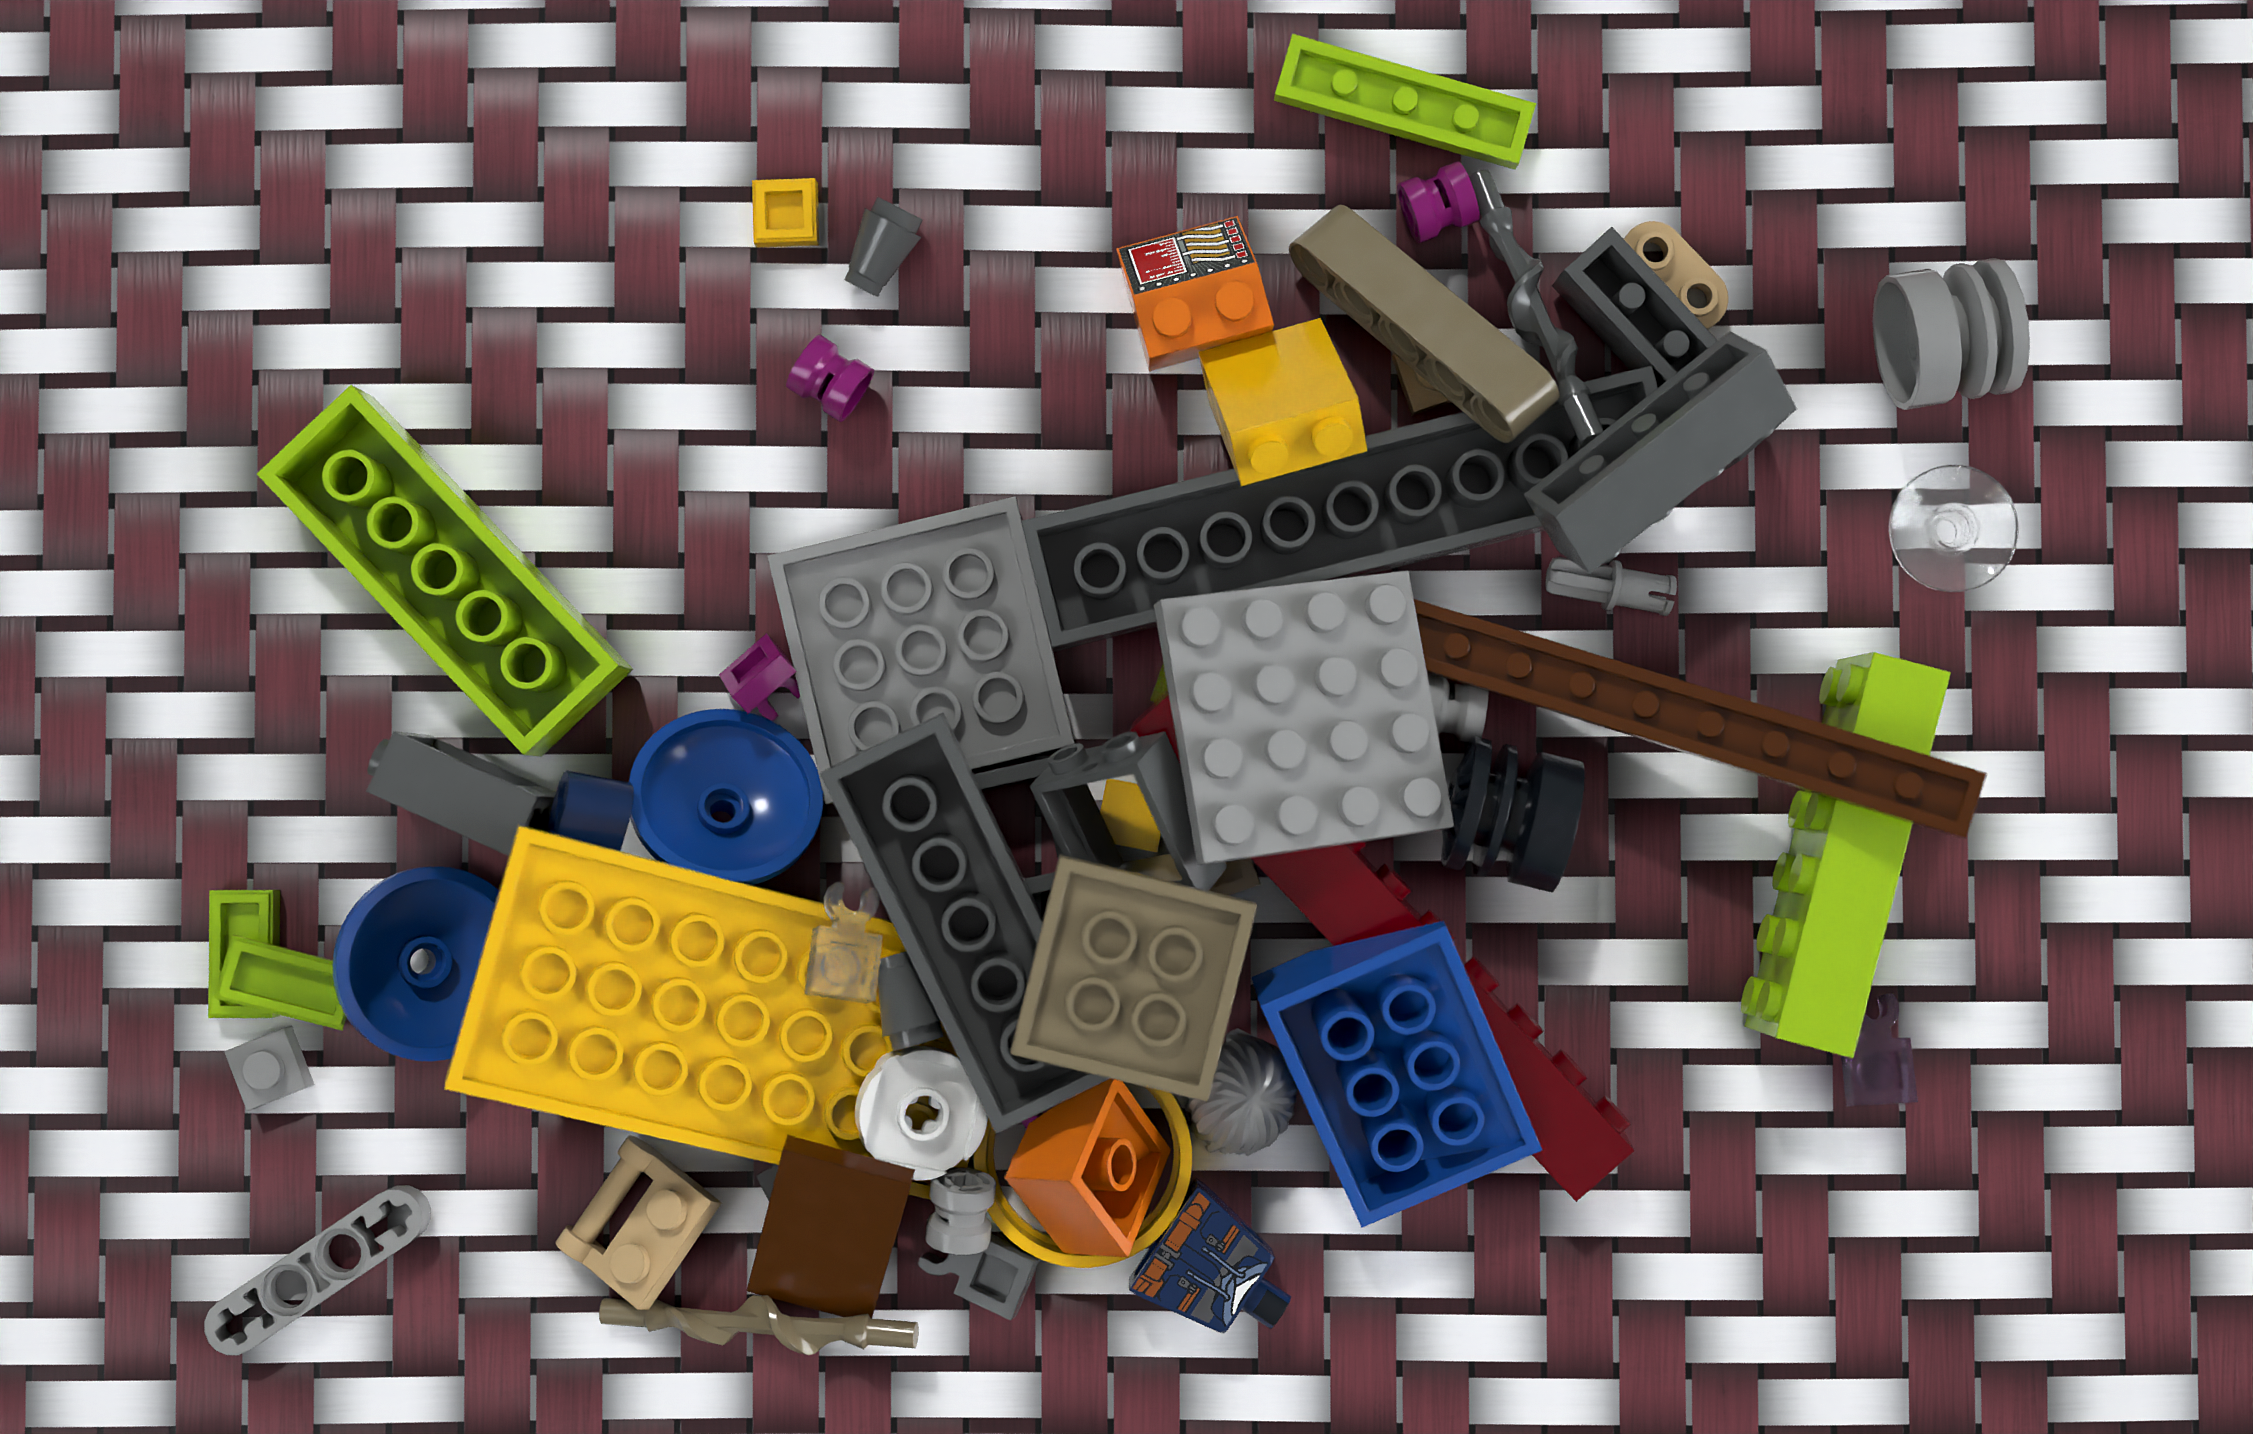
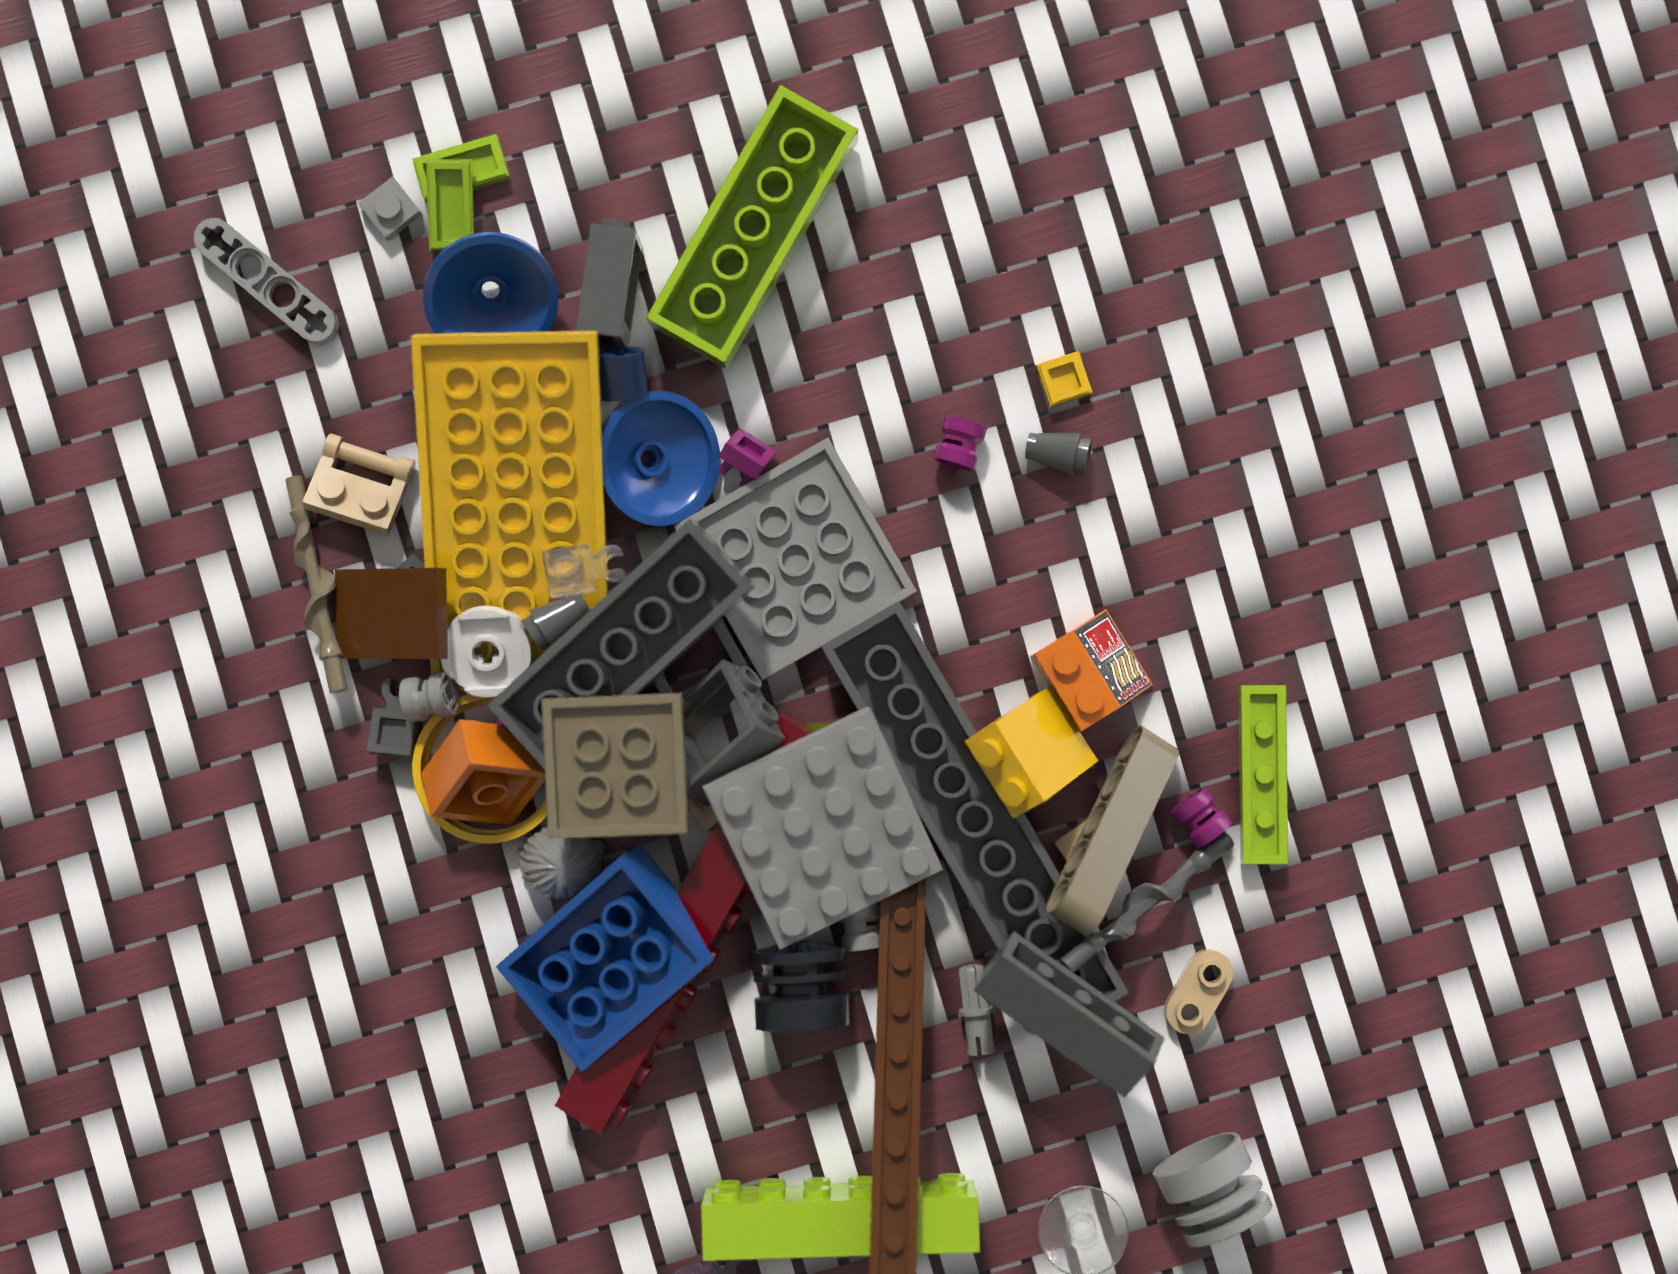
camera: 65 degrees right, 0 degrees up
(1129, 816) = (723, 730): yellow tile -> none
(1210, 1266) = (440, 873): torso -> none
(1634, 311) = (1164, 972): dark grey brick -> none

